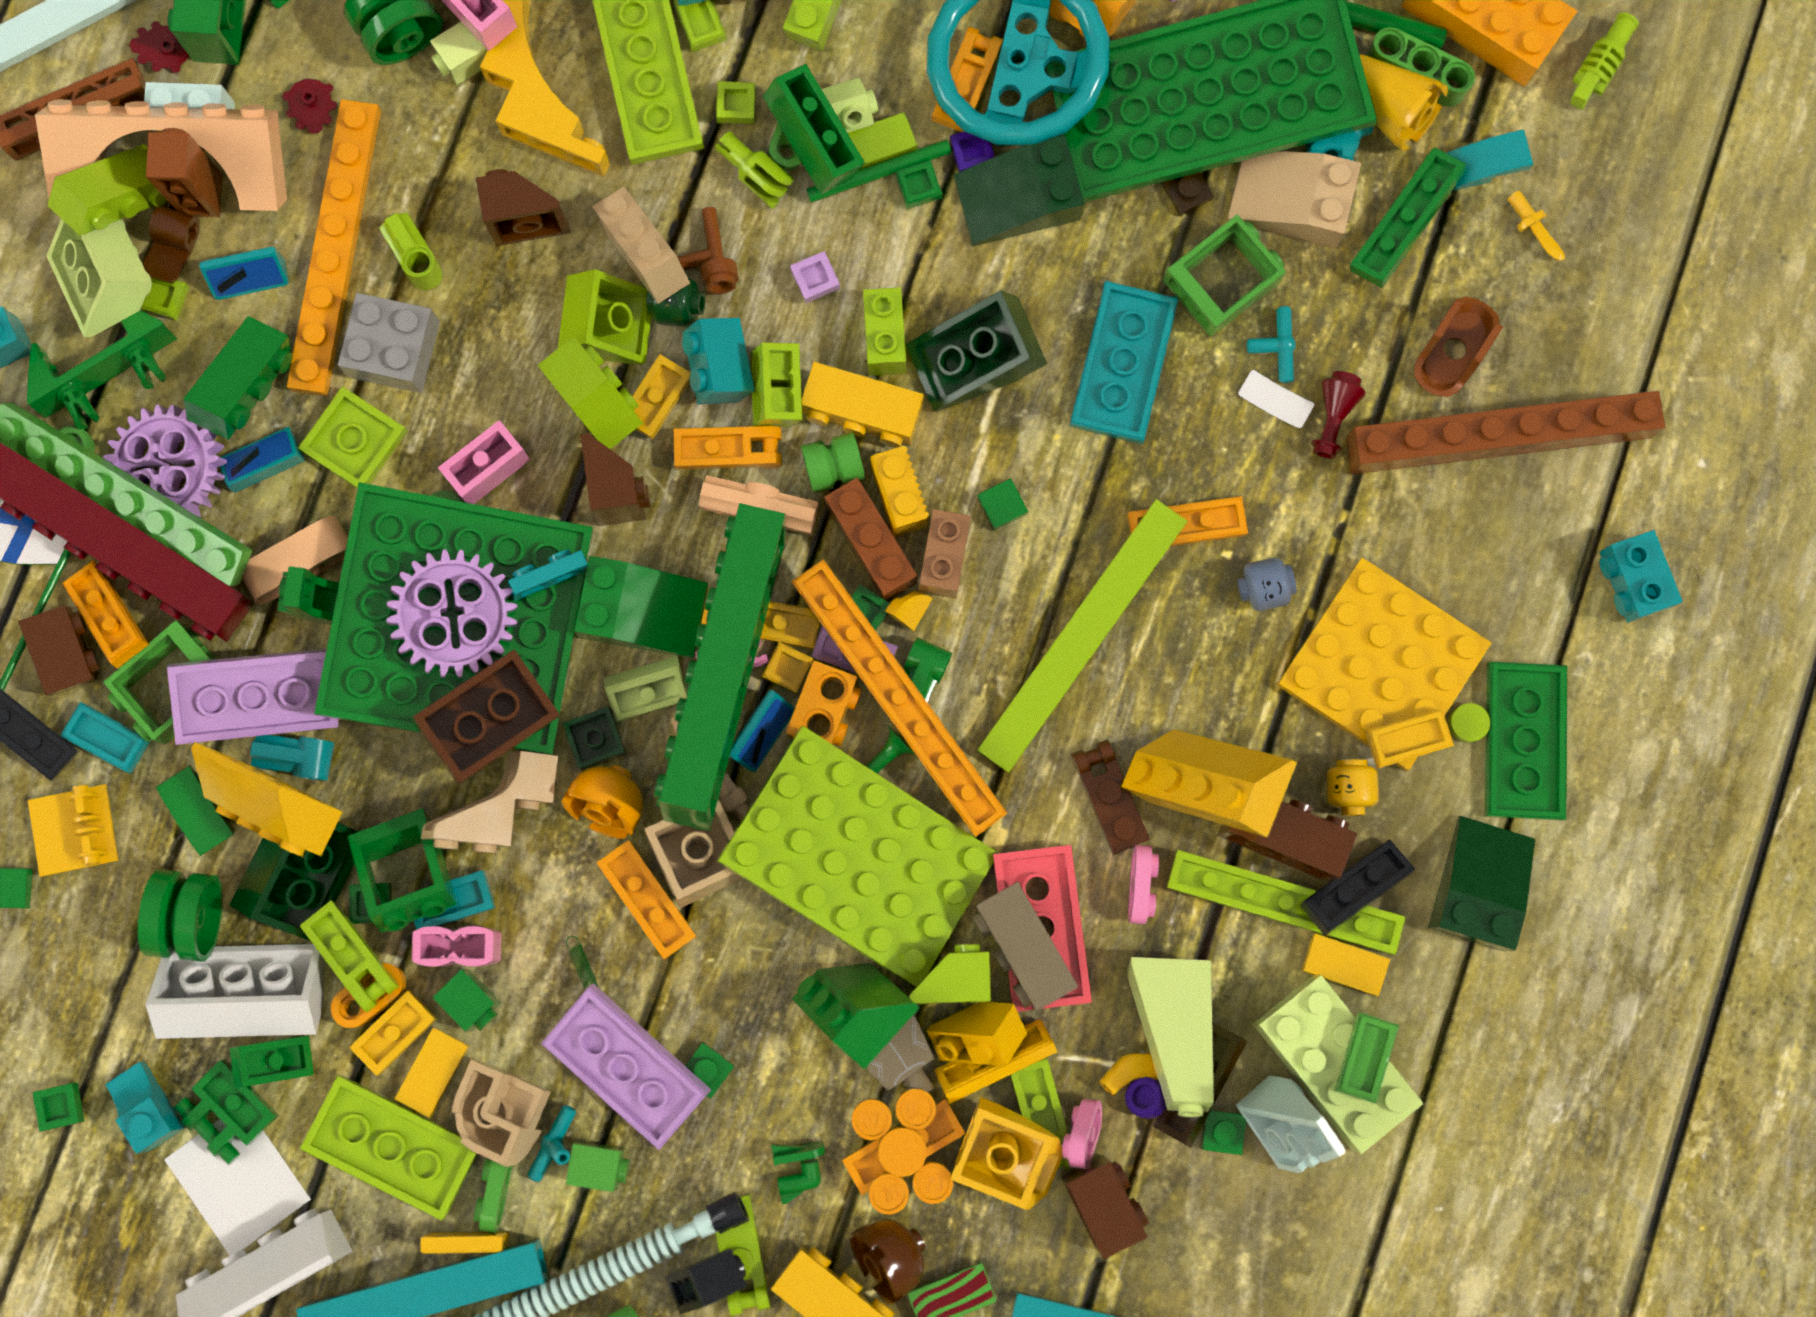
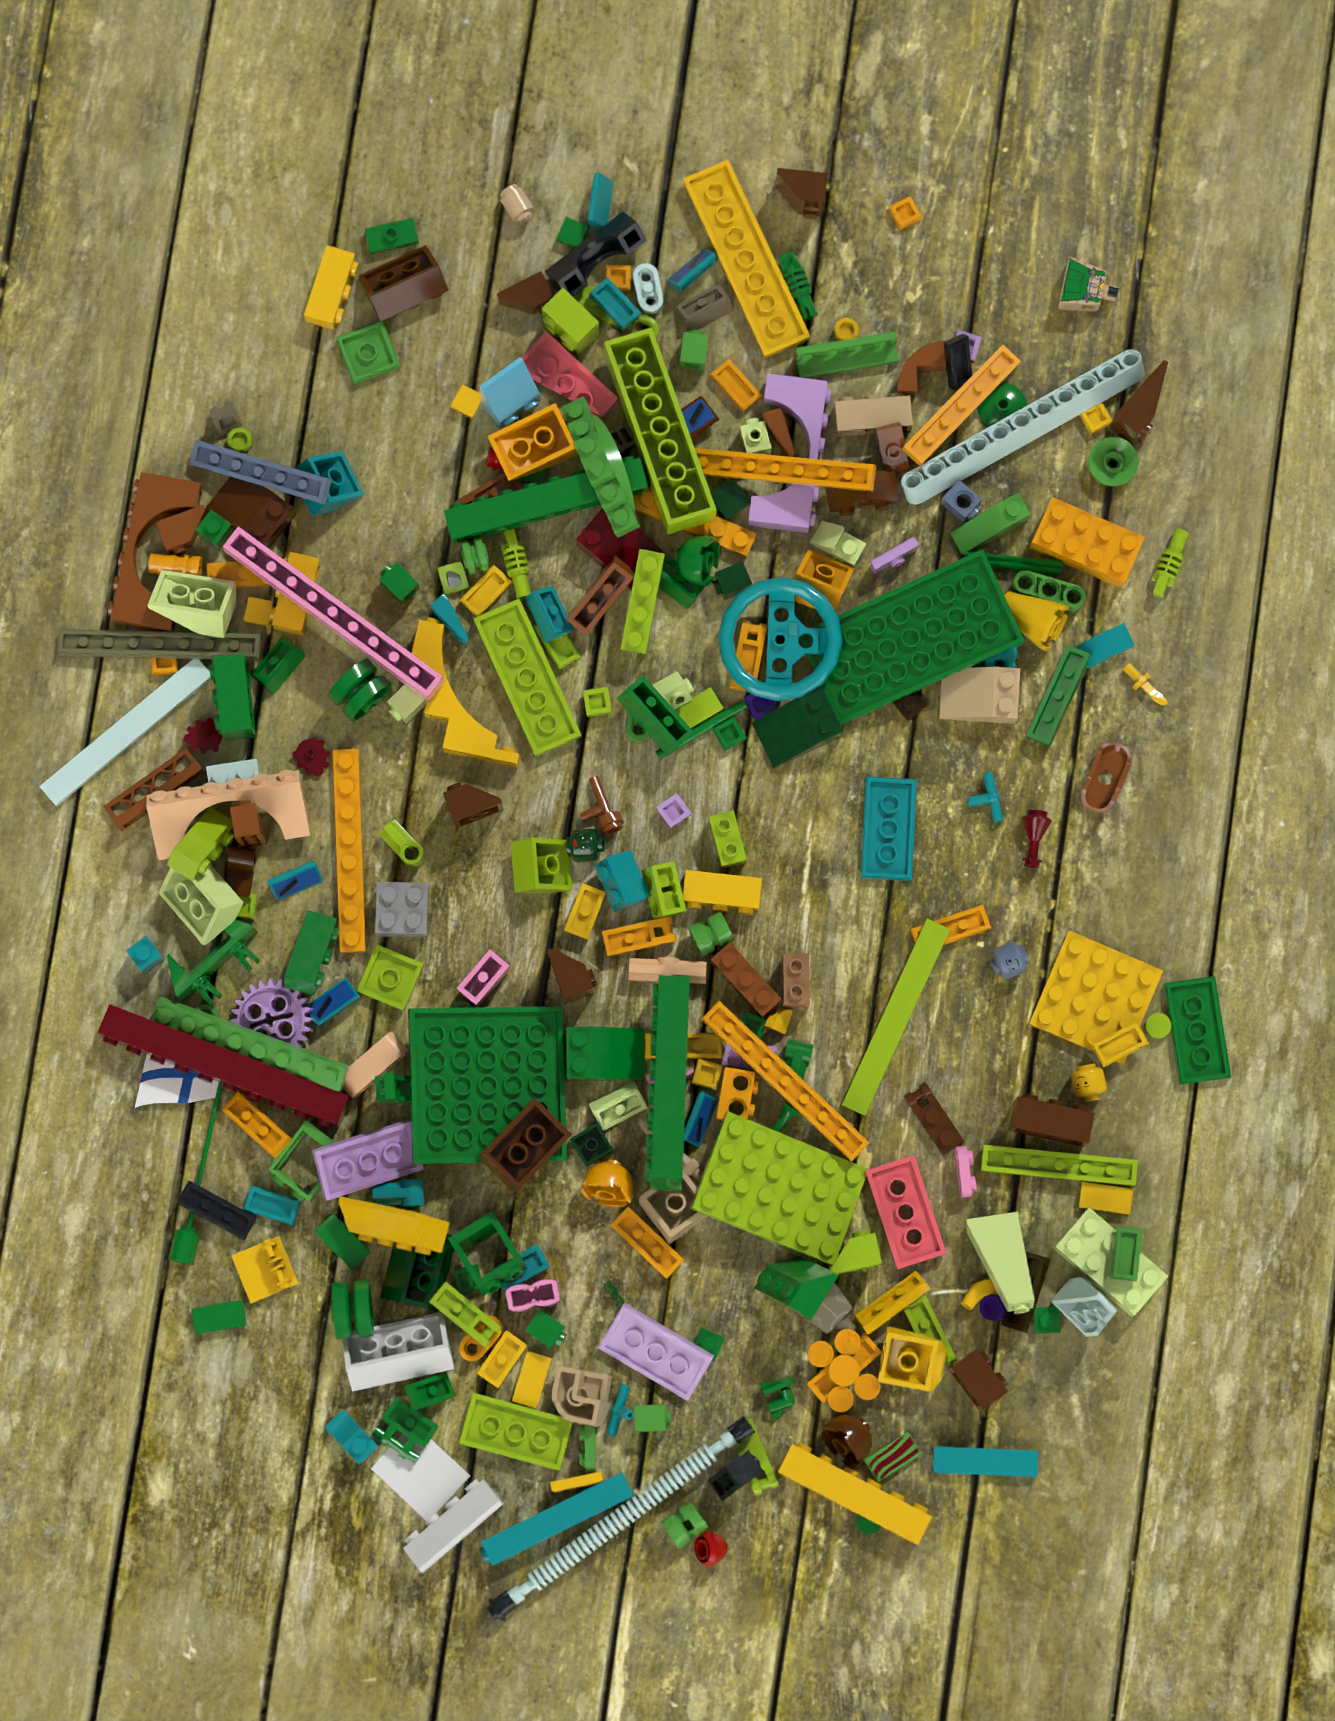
camera: 10 degrees left, 0 degrees up
(58, 1106) = (297, 1447): green plate -> none
(60, 650) = (233, 1154): reddish brown brick -> none
(415, 617) = (509, 1075): lavender gear -> none
(489, 821) = (537, 1211): tan arch -> none
(561, 567) = (549, 1037): teal plate -> none
(592, 392) = (546, 919): lime brick -> none
(641, 245) = (556, 814): tan brick -> none
(756, 170) = (620, 746): lime arm -> none
(899, 491) = (758, 944): yellow brick -> none
(976, 351) = (790, 841): dark green slope -> none
(979, 1034) = (878, 1287): yellow slope -> none
(1002, 504) = (826, 939): green tile -> none
(1024, 948) = (896, 1226): dark tan brick -> none
(1086, 1127) = (958, 1334): bright pink plate -> none
(1196, 299) = (926, 777): bright green window -> none
(1211, 780) = (994, 1096): yellow slope -> none
(1276, 399) = (993, 834): white sticker -> none
(1357, 887) = (1103, 1147): black tile -> none
(1484, 885) = (1185, 1129): dark green slope -> none
(1505, 432) = (1146, 830): dark orange brick -> none
(1639, 576) = (1253, 908): teal brick -> none

